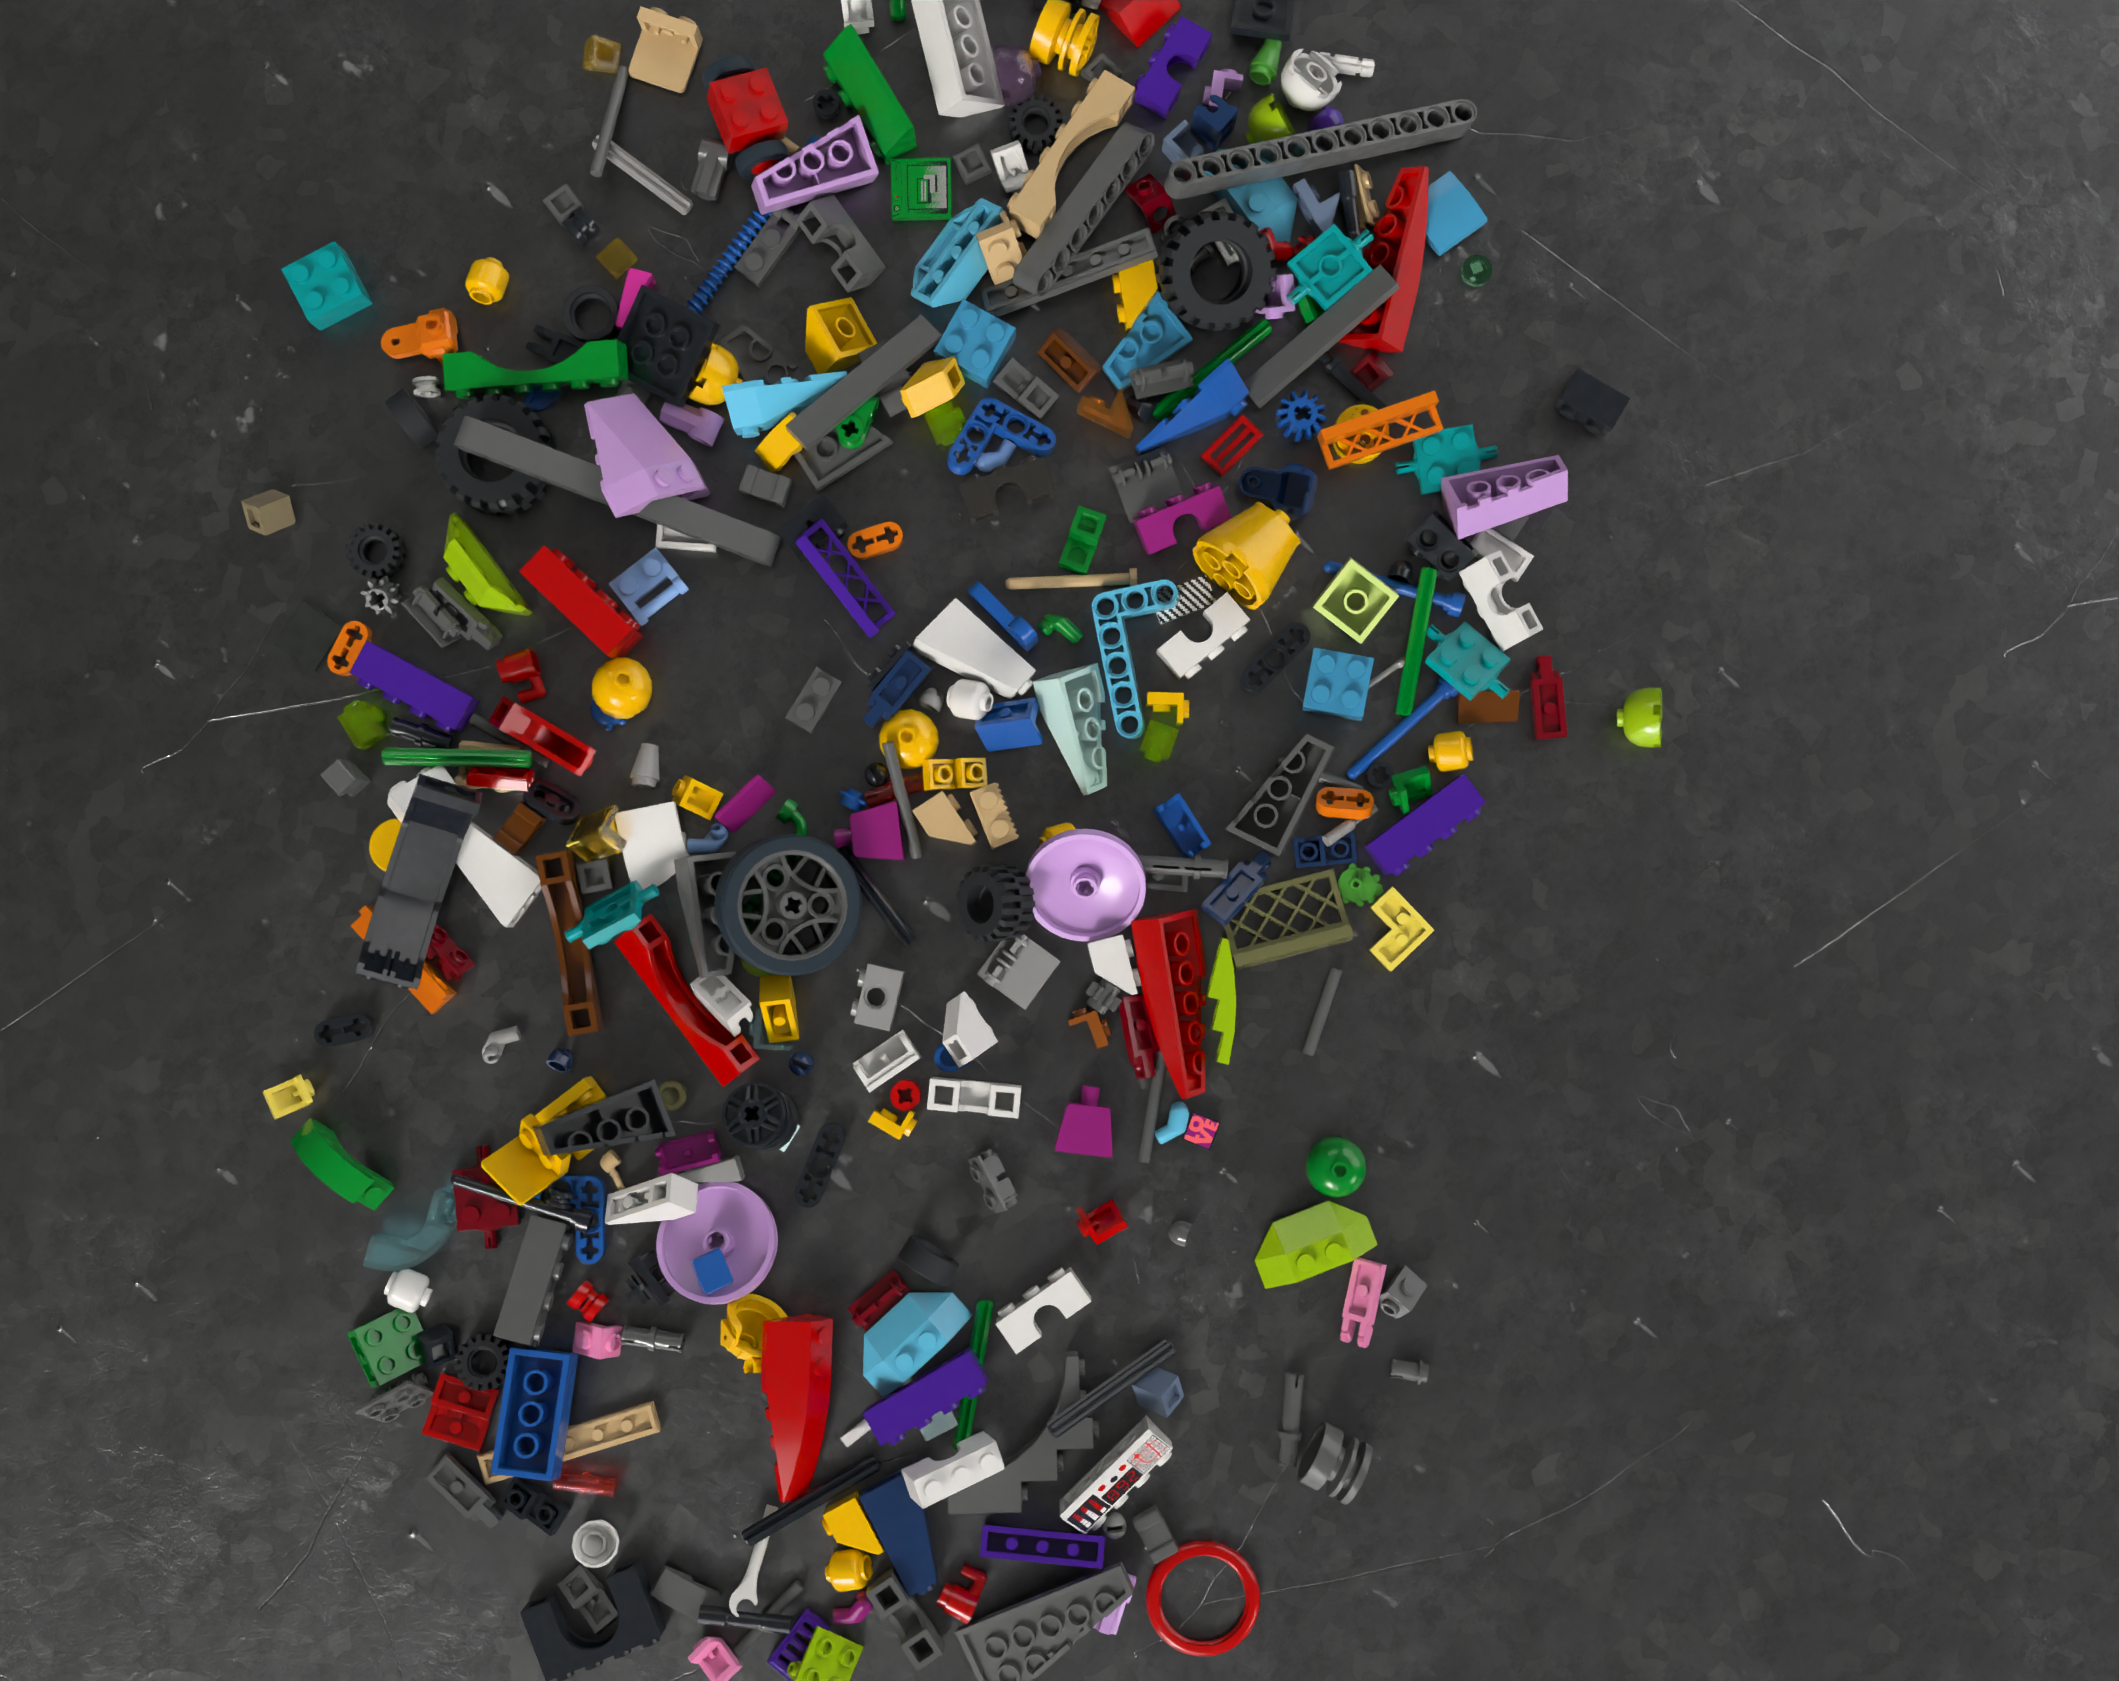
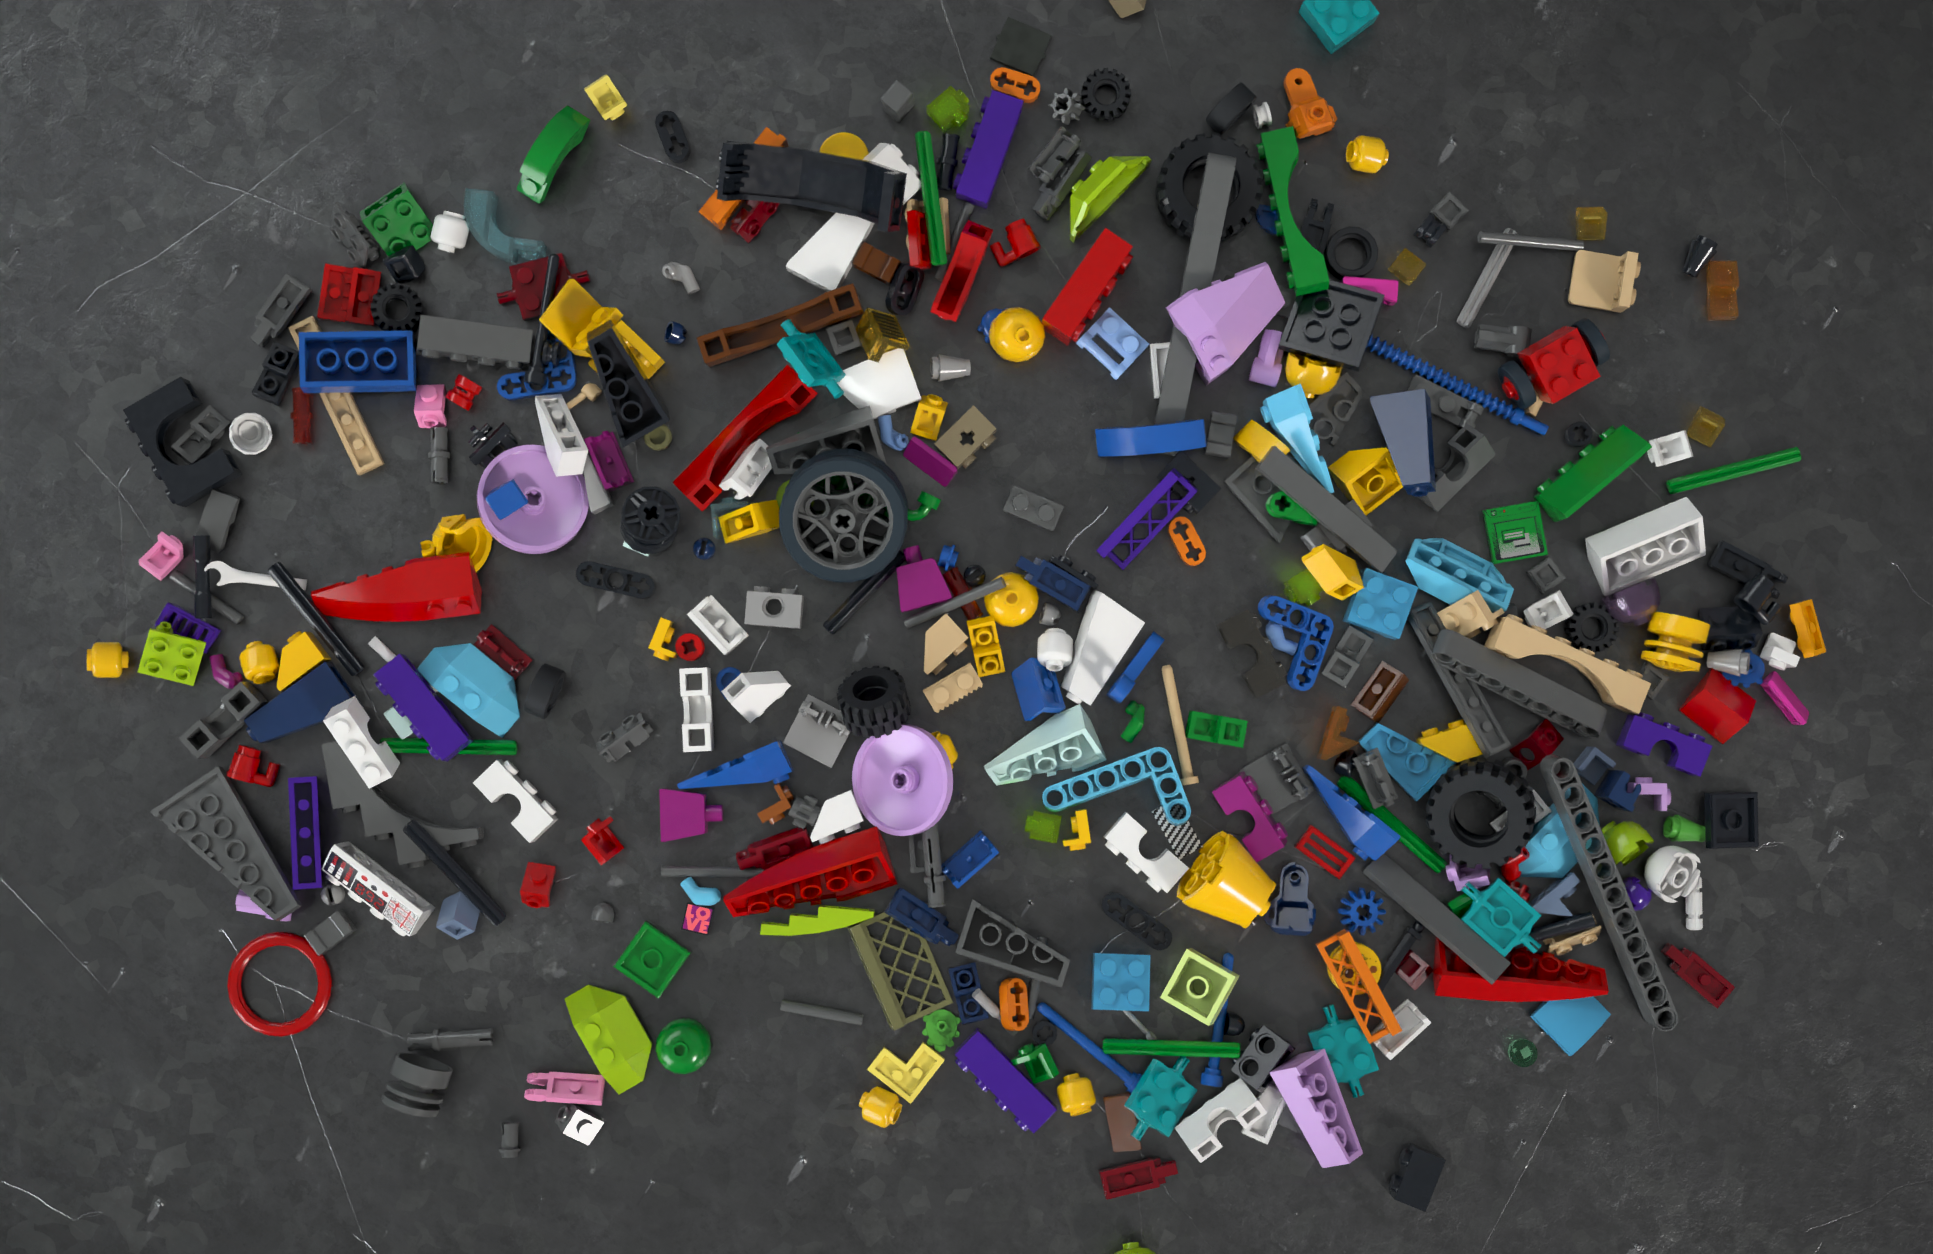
camera: 85 degrees right, 0 degrees up
(711, 751) = (972, 423): none -> dark tan brick
(757, 560) = (1151, 438): none -> blue slope
(794, 283) = (1408, 433): none -> slope
(818, 170) = (1519, 443): lavender wedge -> none
(1046, 1040) = (754, 767): none -> blue wedge
(1138, 1299) = (537, 884): none -> red bracket
(1237, 1186) = (652, 959): none -> green tile
(1421, 72) = (1698, 975): none -> dark red hinge
(1428, 380) = (1412, 1024): none -> white hinge
(1433, 963) = (880, 1107): none -> yellow head

